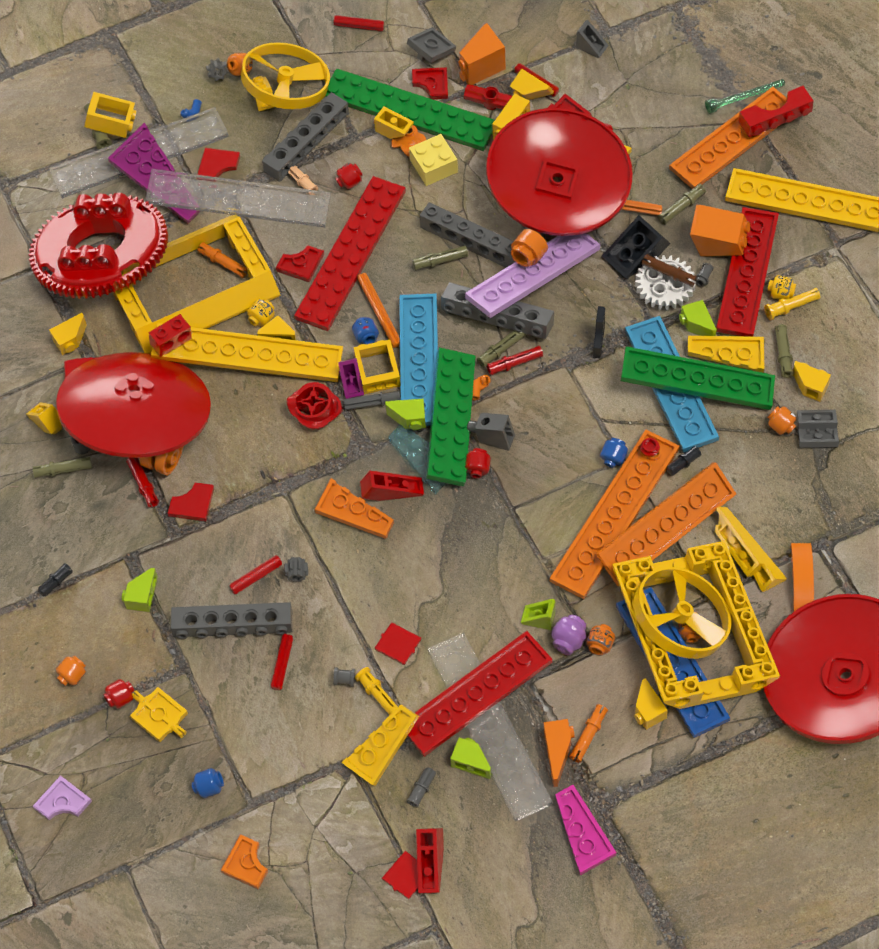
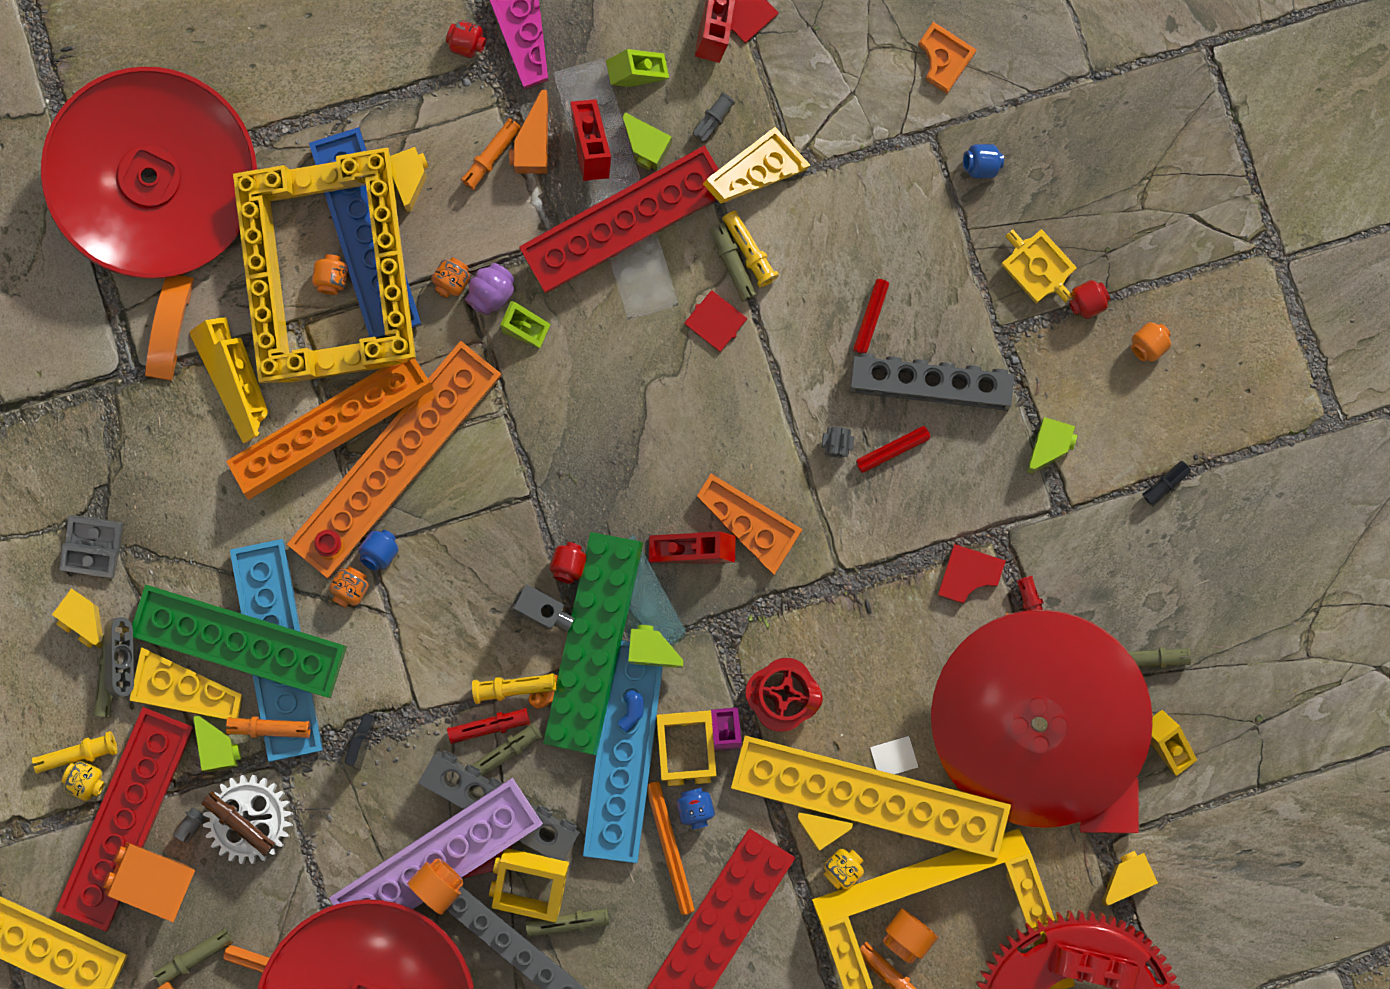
camera: 175 degrees left, 20 degrees up
(62, 798) = (1169, 175): lavender tile -> none
(170, 335) = (980, 823): red brick -> none
(212, 278) = (909, 936): none -> orange piece
(234, 386) = (894, 756): none -> white sticker
(301, 264) = (773, 951): red tile -> none
(344, 676) = (792, 279): dark grey bush -> none
(371, 400) = (700, 694): dark grey axle -> none
(395, 689) = (729, 254): none -> olive pin
(415, 377) = (635, 710): none -> blue arm
(468, 268) = (533, 865): none -> yellow window
(486, 812) = (636, 68): none -> lime slope
(510, 380) = (501, 688): none -> yellow pin
(513, 746) = (590, 140): none -> red slope
(625, 814) = (465, 39): none -> red head
(629, 427) = (348, 587): none -> orange head
(632, 246) = (277, 886): black slope -> none
(664, 331) = (260, 727): none -> orange pin
(683, 460) = (286, 523): black axle -> none
(684, 613) = (374, 257): yellow piece -> none
(782, 420) = (137, 561): orange head -> none
(783, 363) = (127, 675): none -> dark grey beam

